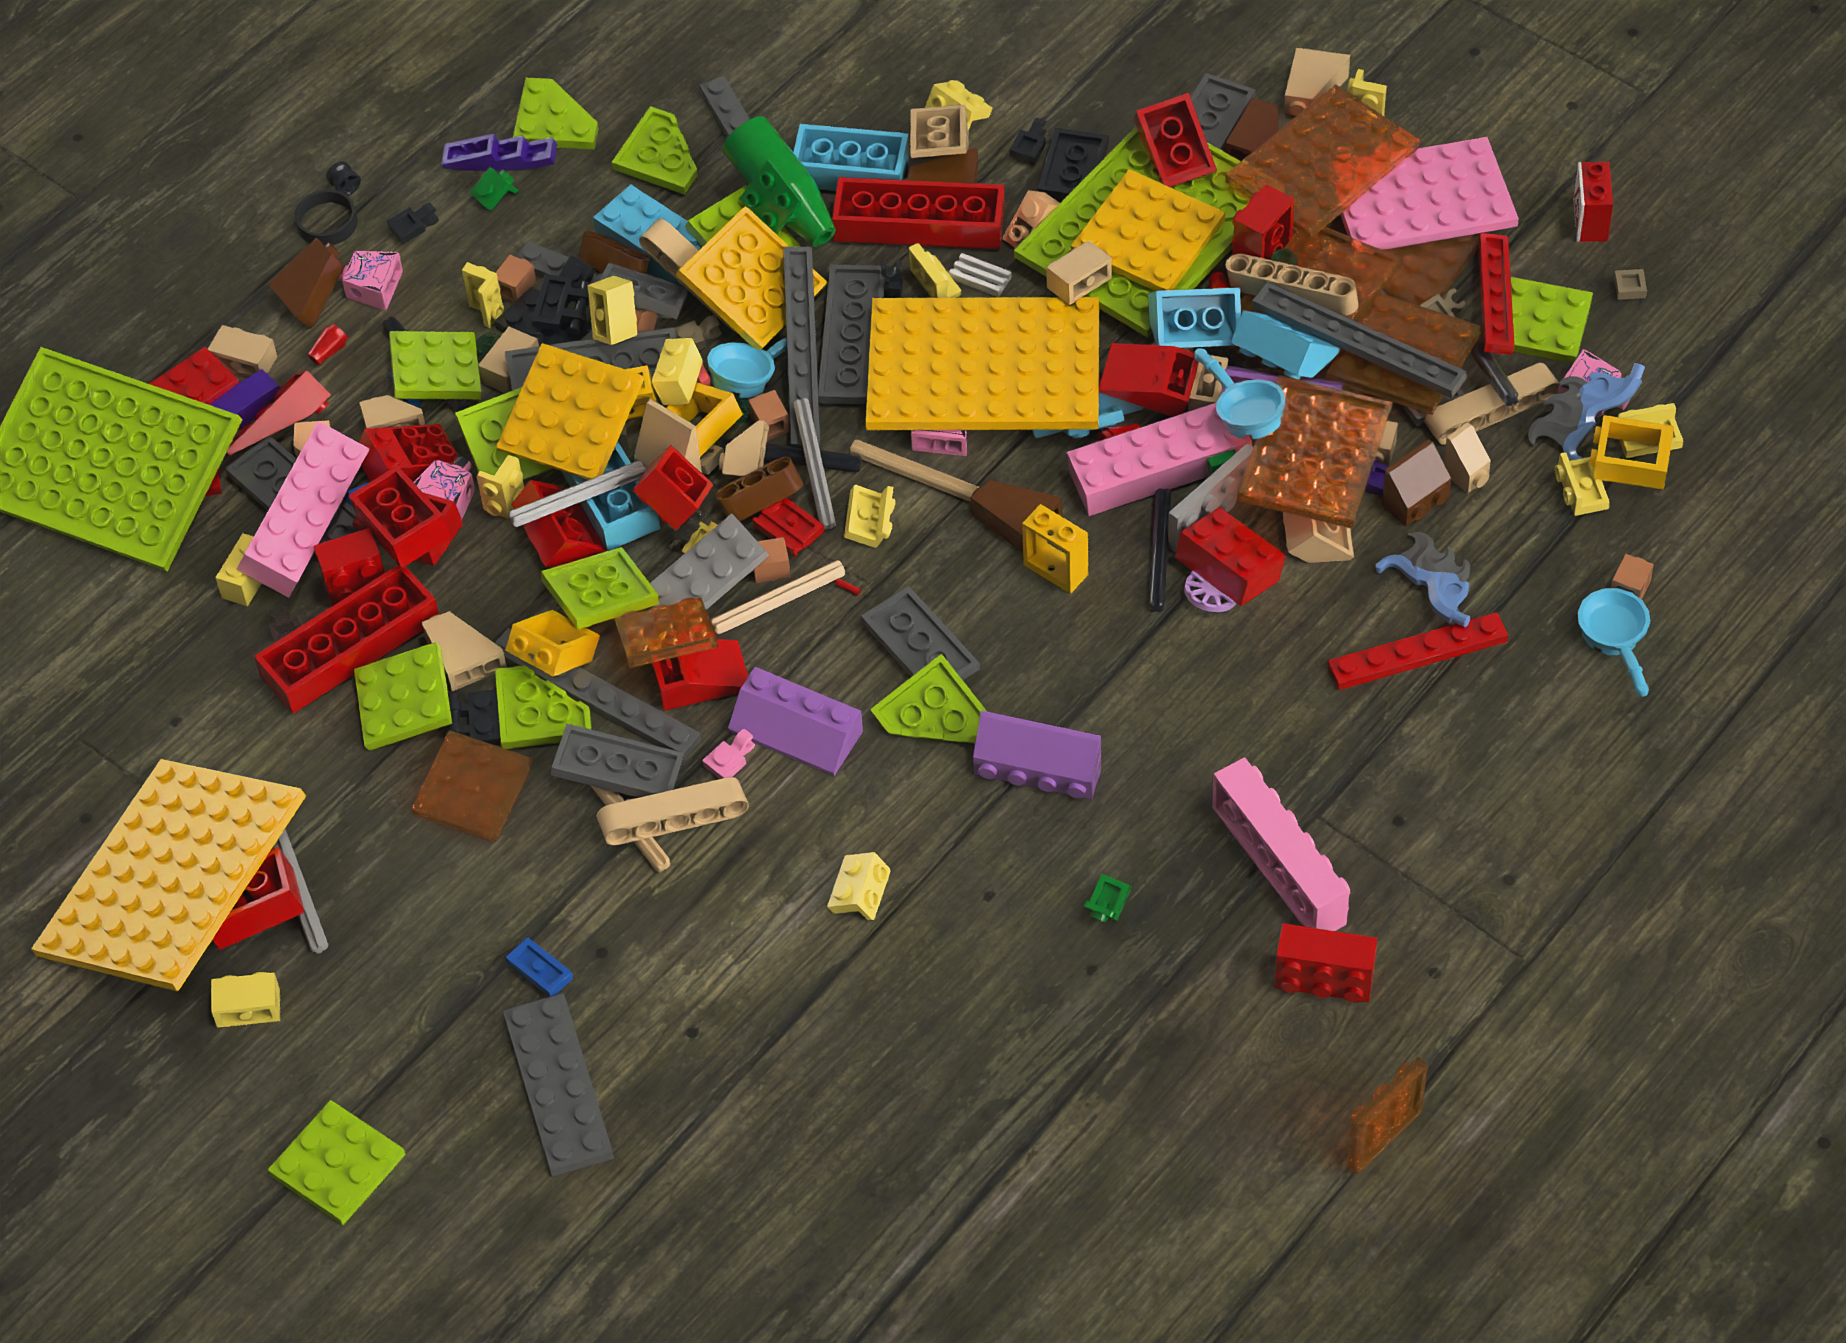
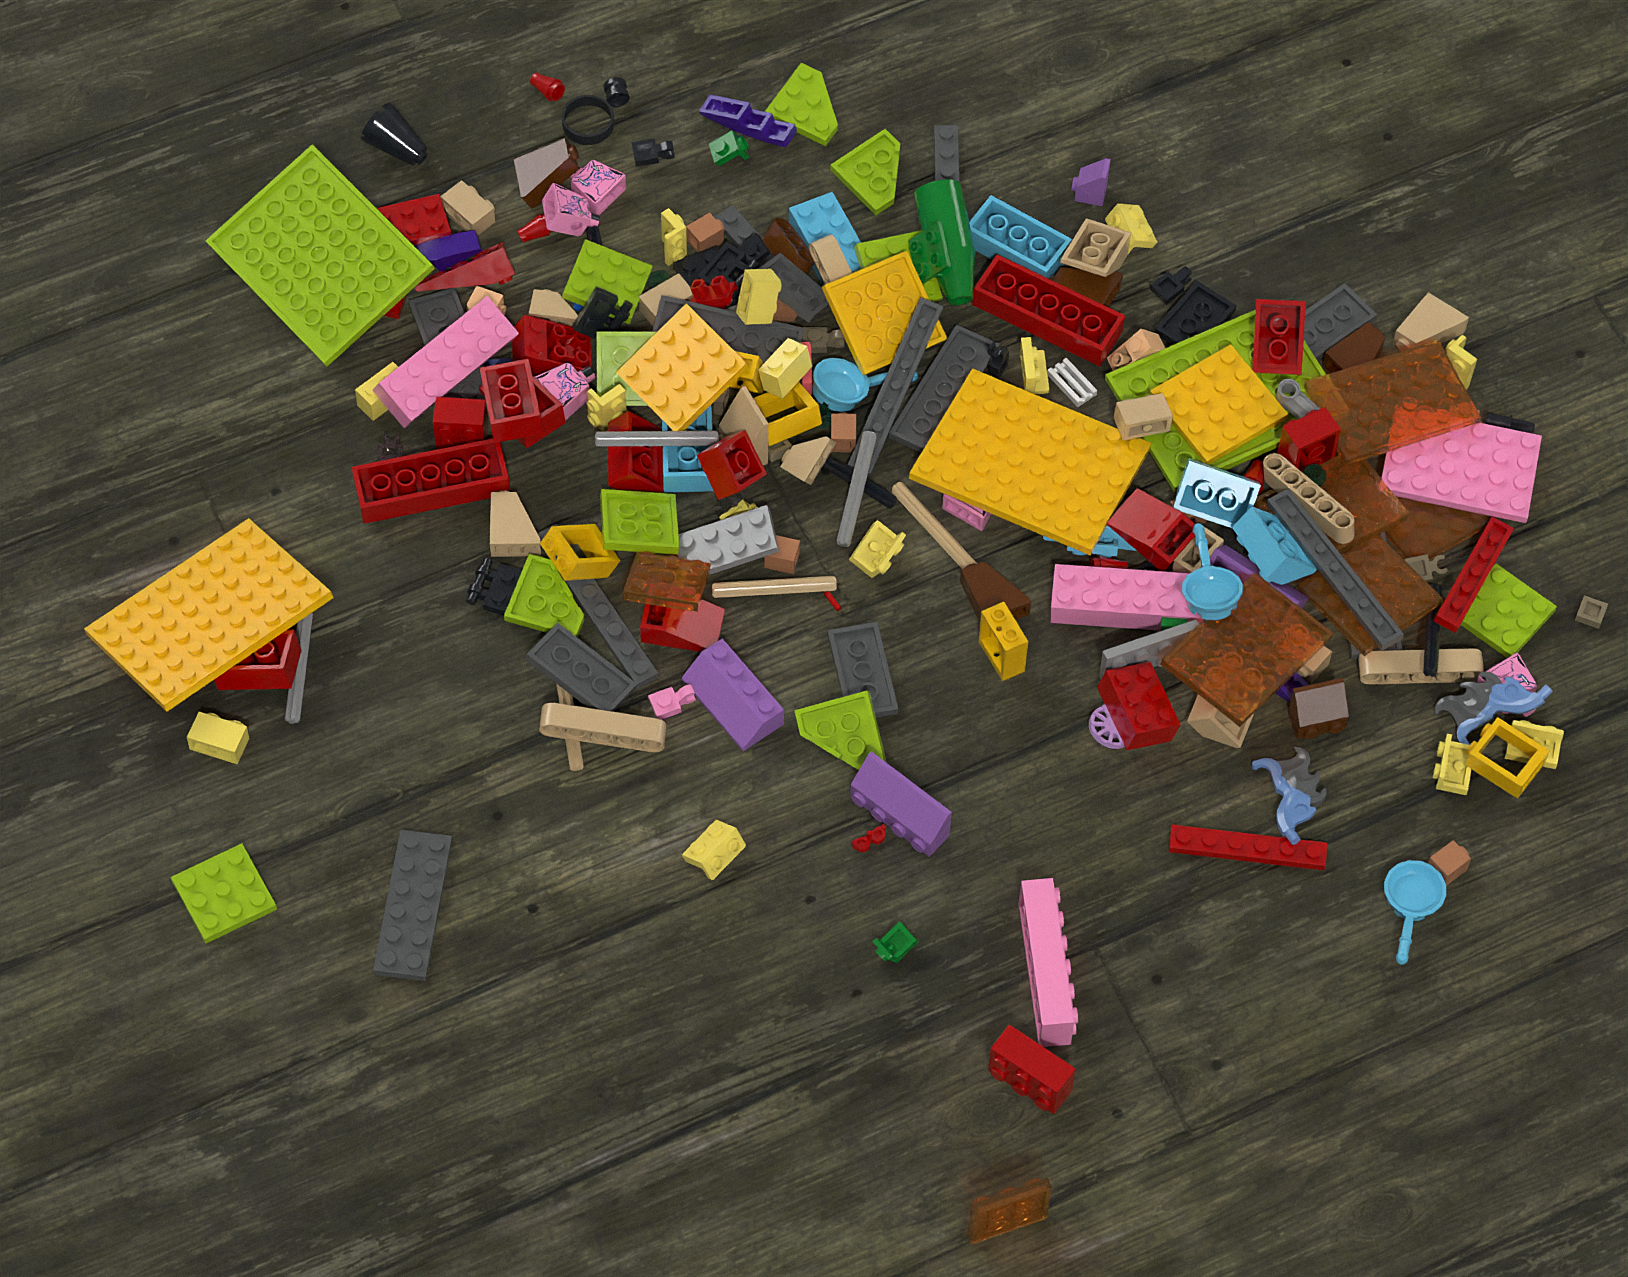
camera: 20 degrees right, 5 degrees up
(124, 311) = (394, 136): none -> black cone
(266, 201) = (549, 87): none -> red cone
(354, 312) = (567, 211): none -> bright pink torso
(402, 696) = (449, 546): lime plate -> none
(442, 395) = (597, 310): none -> black plate
(472, 786) = (466, 640): clear orange plate -> none
(539, 967) = (444, 808): blue plate -> none
(564, 329) = (716, 295): none -> red hips
(759, 489) = (802, 492): reddish brown beam -> none
(791, 522) = (812, 530): red plate -> none
(896, 75) = (1092, 183): none -> medium lavender slope
(1023, 802) = (875, 836): none -> red piece
(1159, 550) = (1088, 677): black axle -> none
(1224, 196) = (1298, 403): none -> light grey piece
(1445, 138) = (1509, 423): none -> black axle
(1466, 459) = (1370, 705): tan slope -> none
(1593, 201) = (1597, 528): red piece -> none

